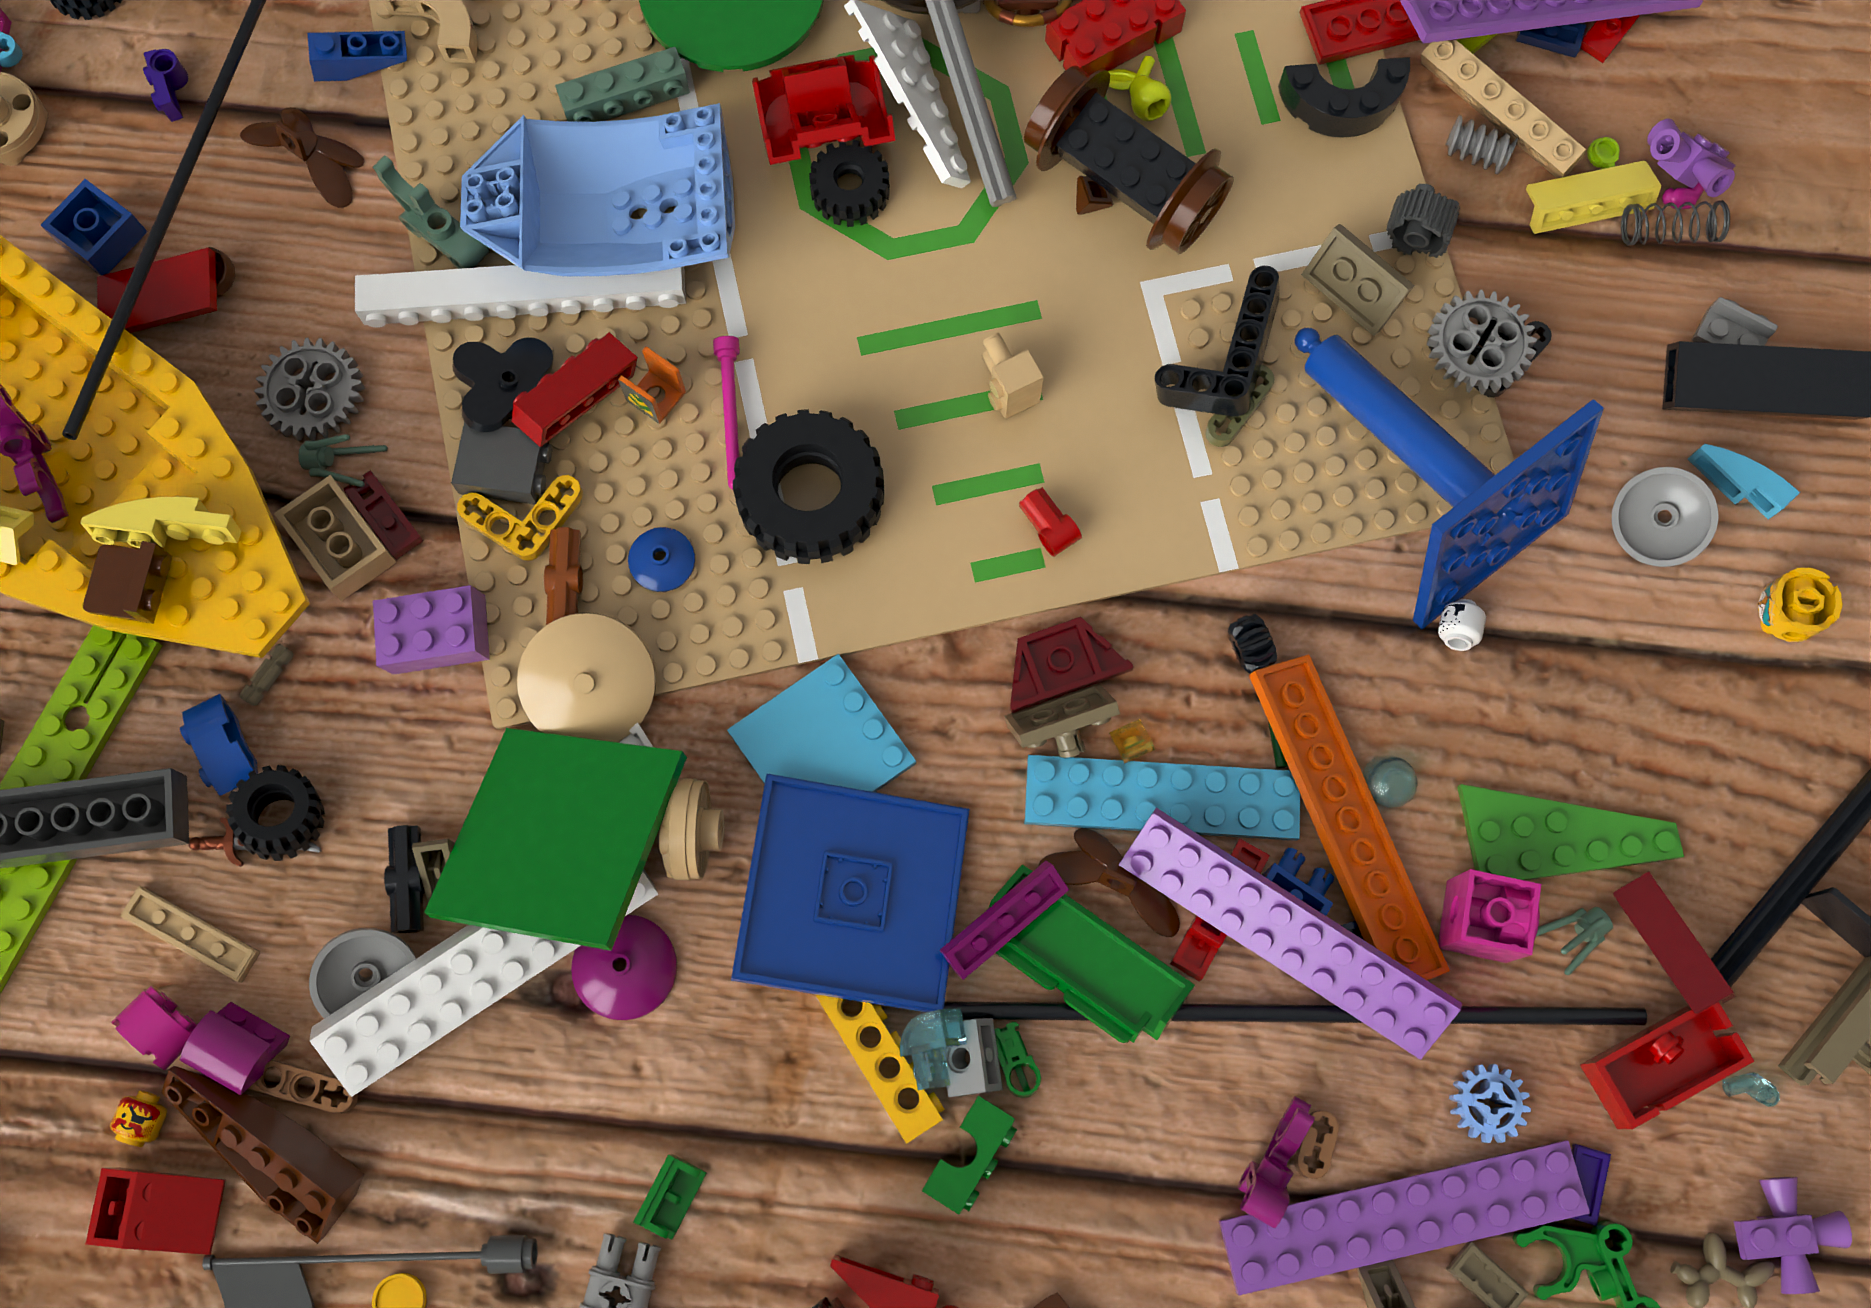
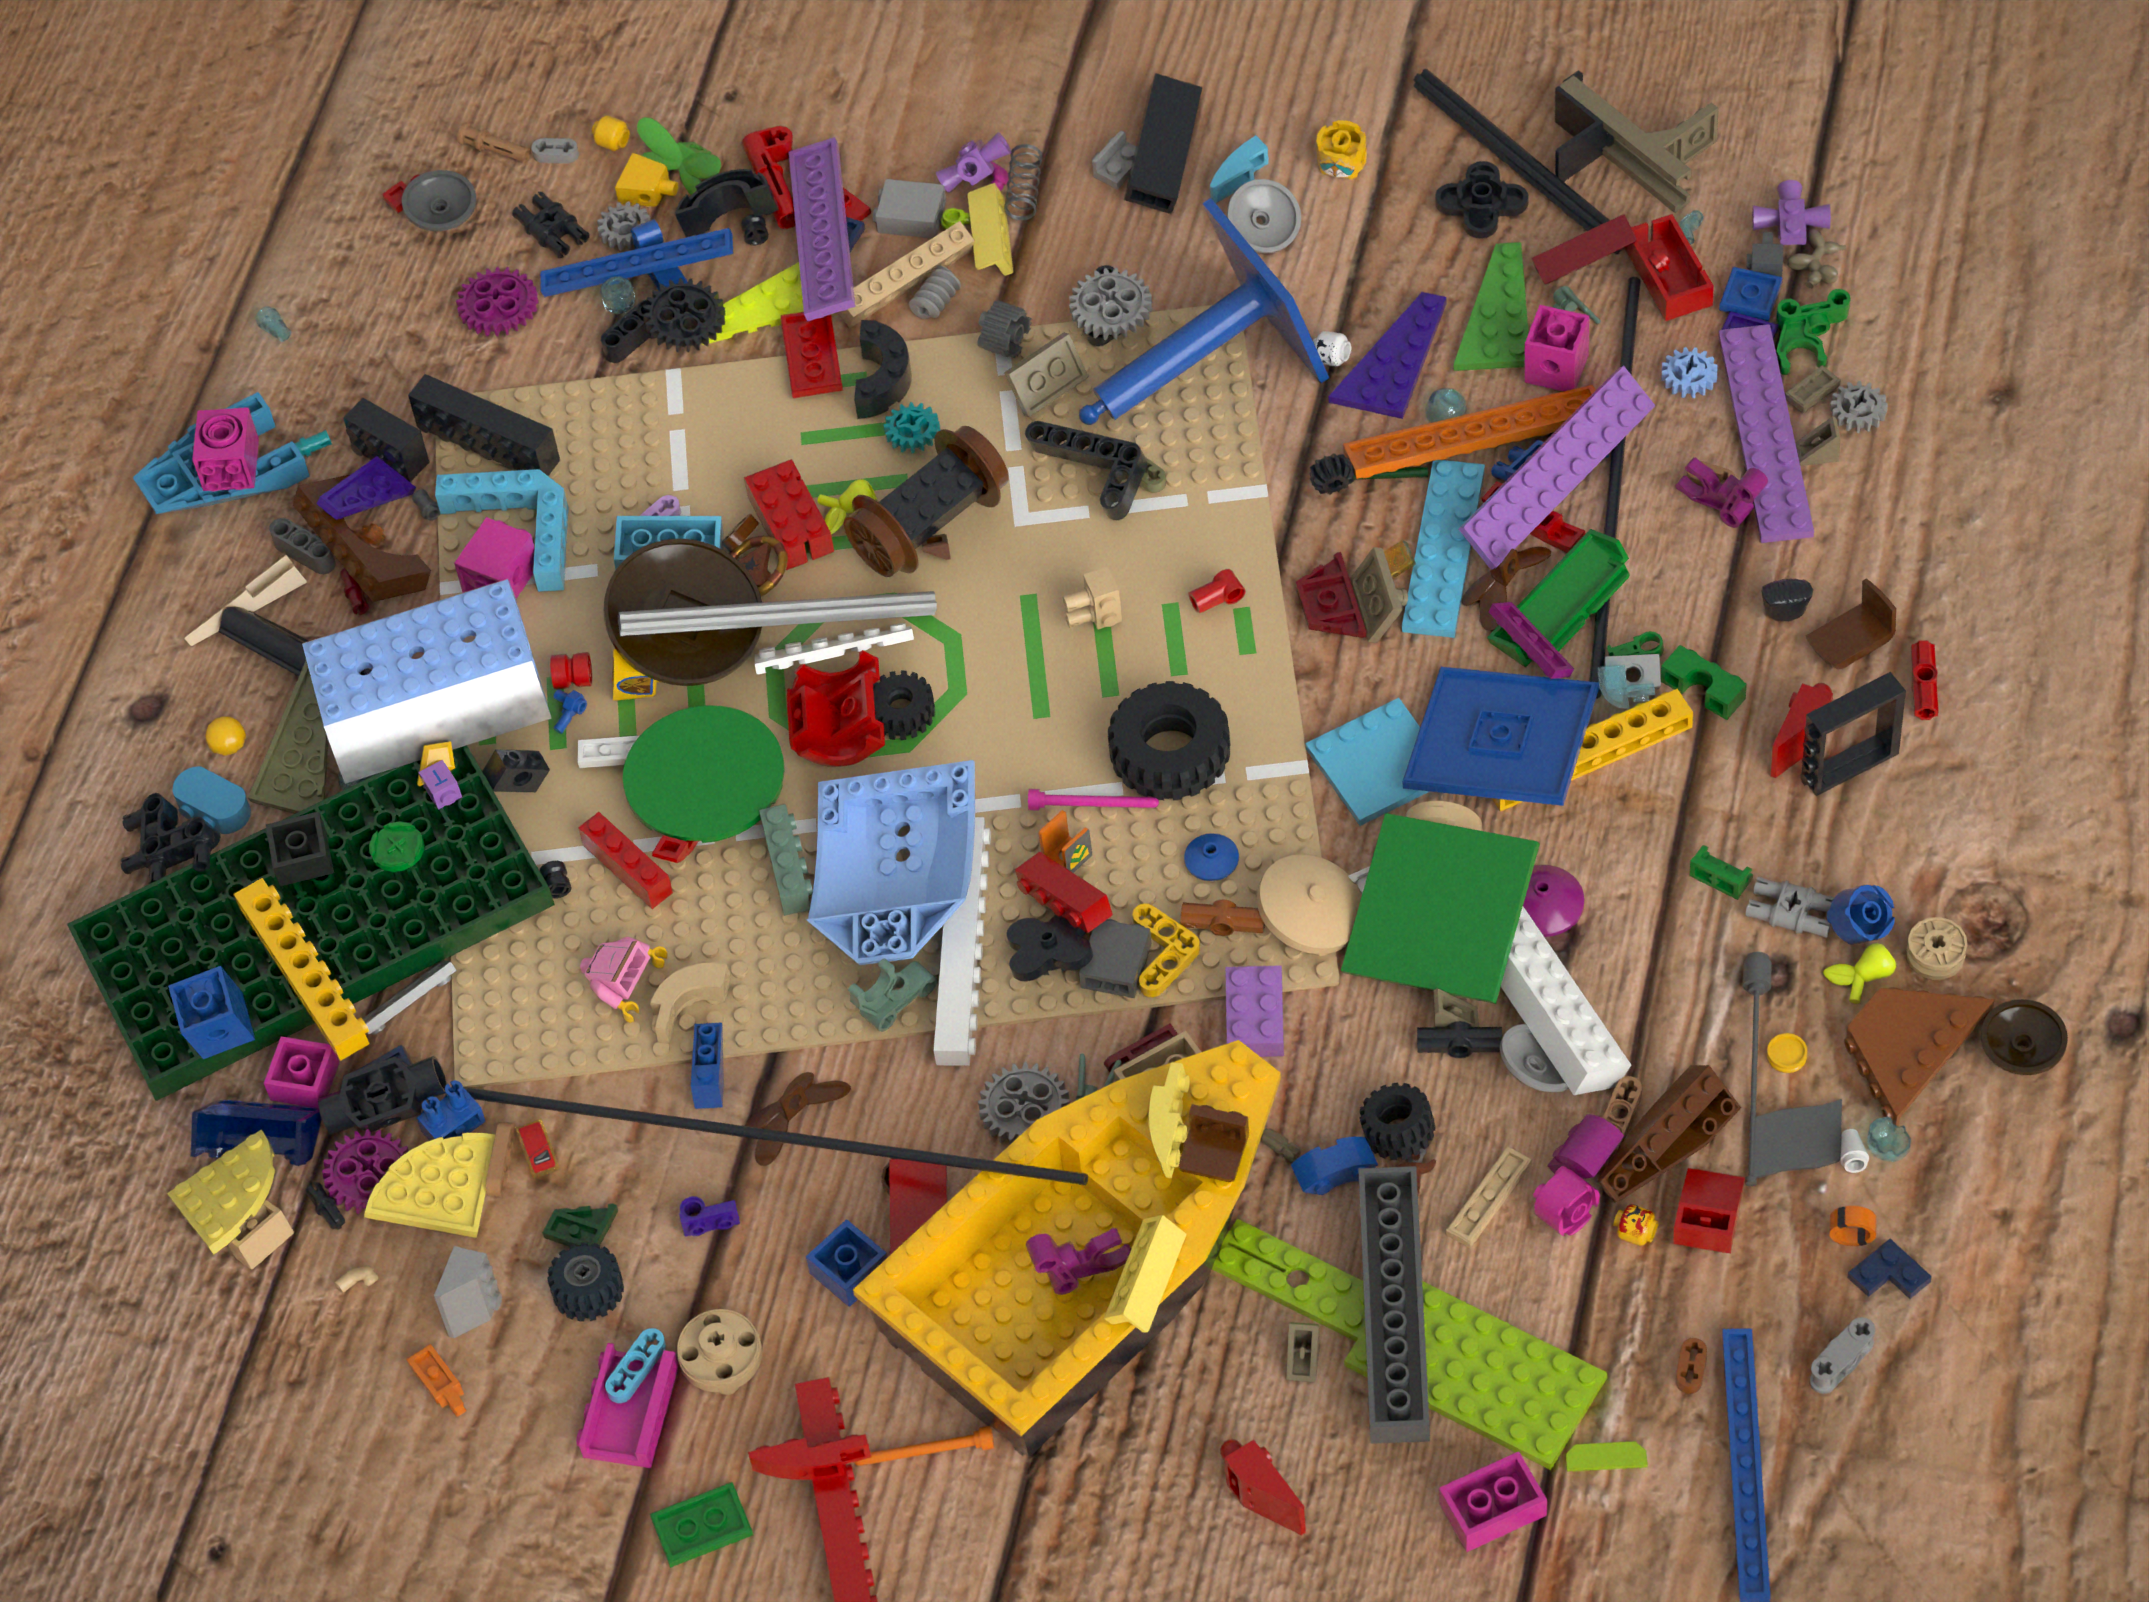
camera: 75 degrees left, 20 degrees down
(1115, 1262) = (1786, 598): none -> black hair
(1263, 141) = (911, 427): none -> teal gear
(1443, 704) = (1391, 368): none -> dark purple wing
(1611, 100) = (910, 208): none -> light grey brick
(1645, 1182) = (1751, 293): none -> blue plate
(1707, 1201) = (1766, 257): none -> dark grey brick
(1773, 795) = (1481, 199): none -> black plant

